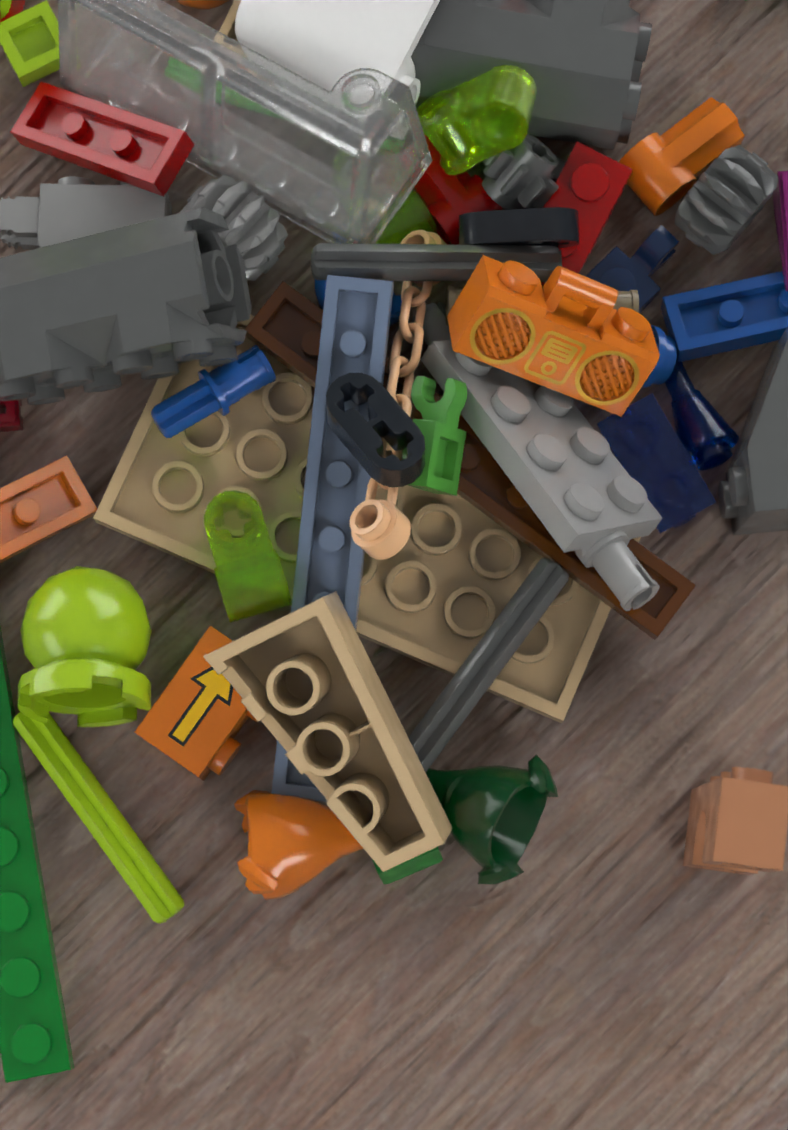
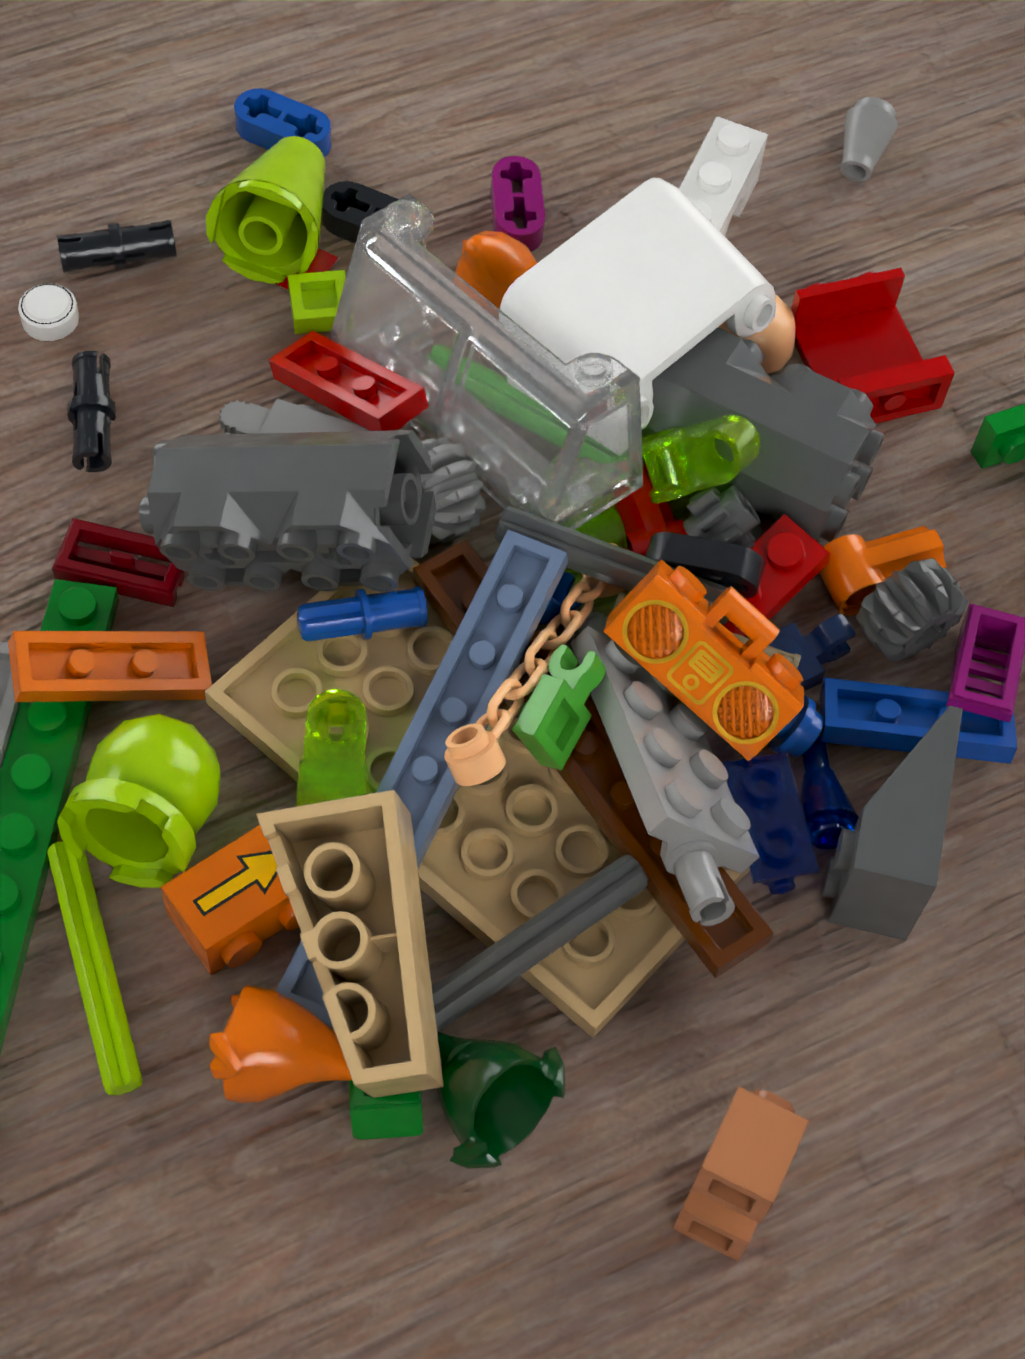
camera: 15 degrees right, 20 degrees down
(385, 421) = (489, 670): black beam -> none

